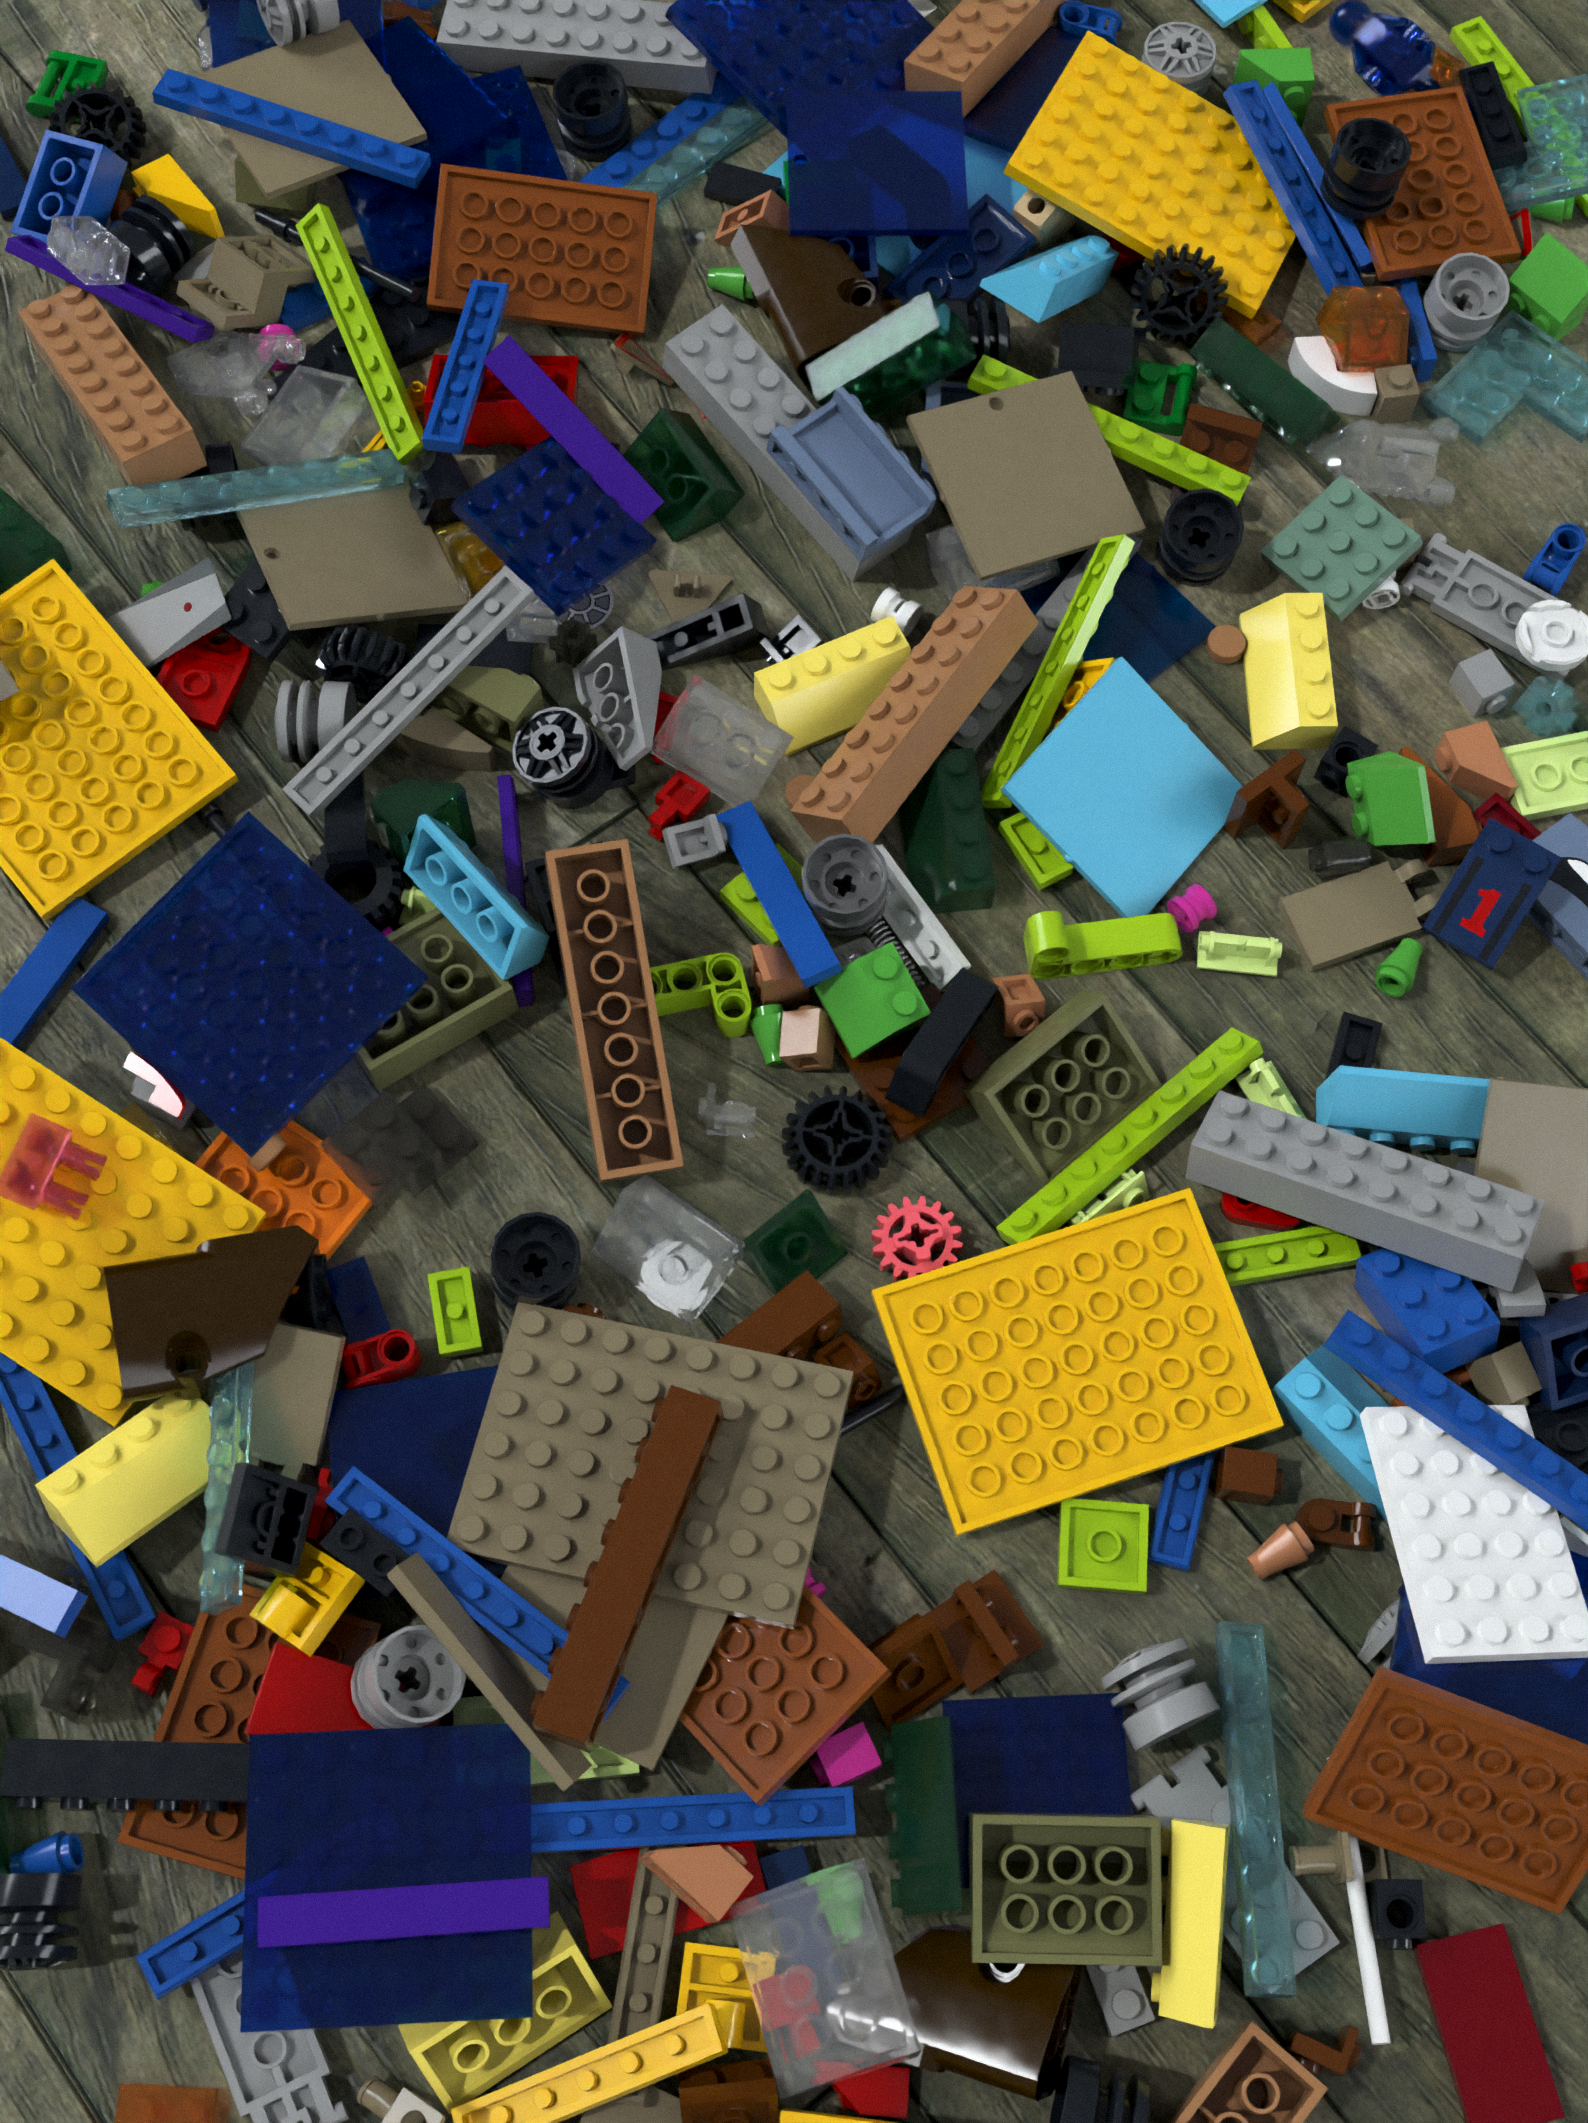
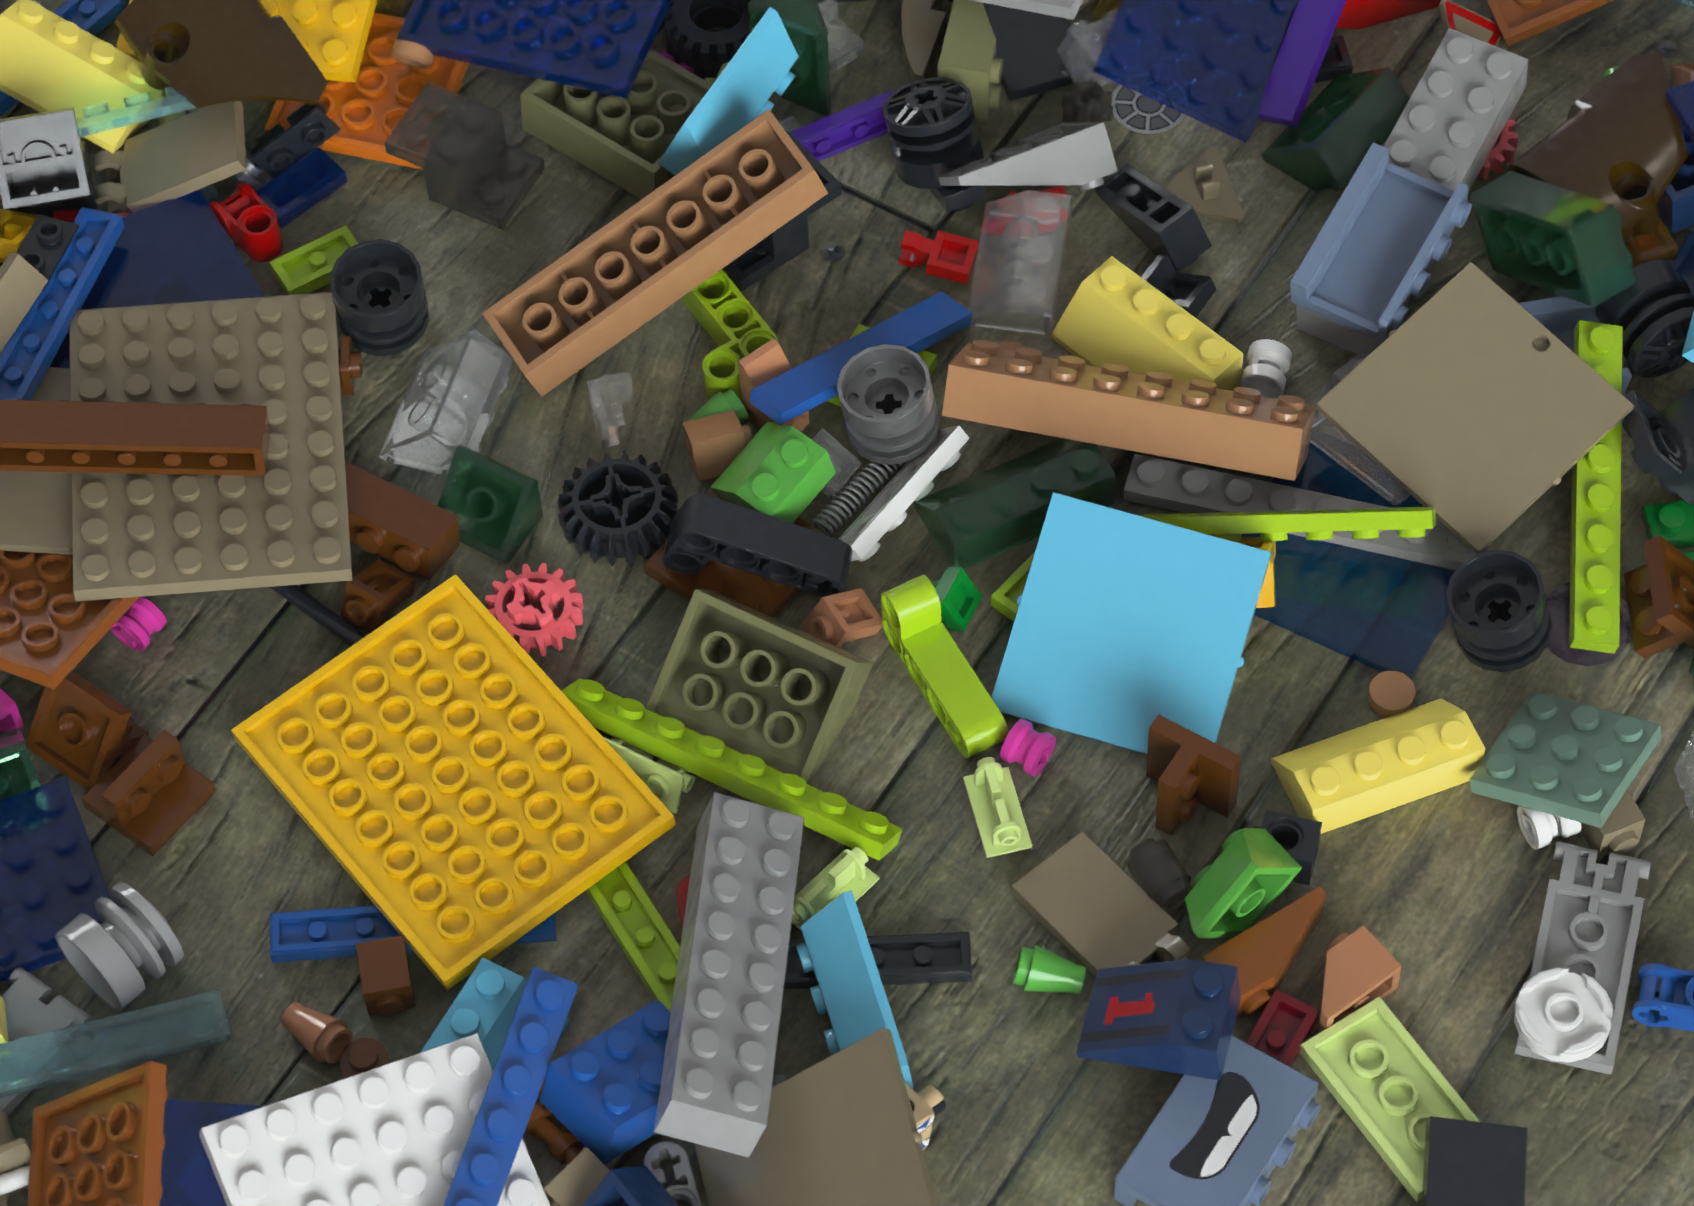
camera: 75 degrees right, 10 degrees down
(695, 841) = (901, 280): light grey bracket -> none
(1024, 908) = (957, 598): none -> green tile
(1103, 1546) = (268, 869): lime plate -> none
(1482, 683) = (1463, 961): light grey brick -> none
(1526, 1297) = (672, 1158): light grey slope -> none
(1535, 706) = (1462, 1032): clear light blue brick -> none

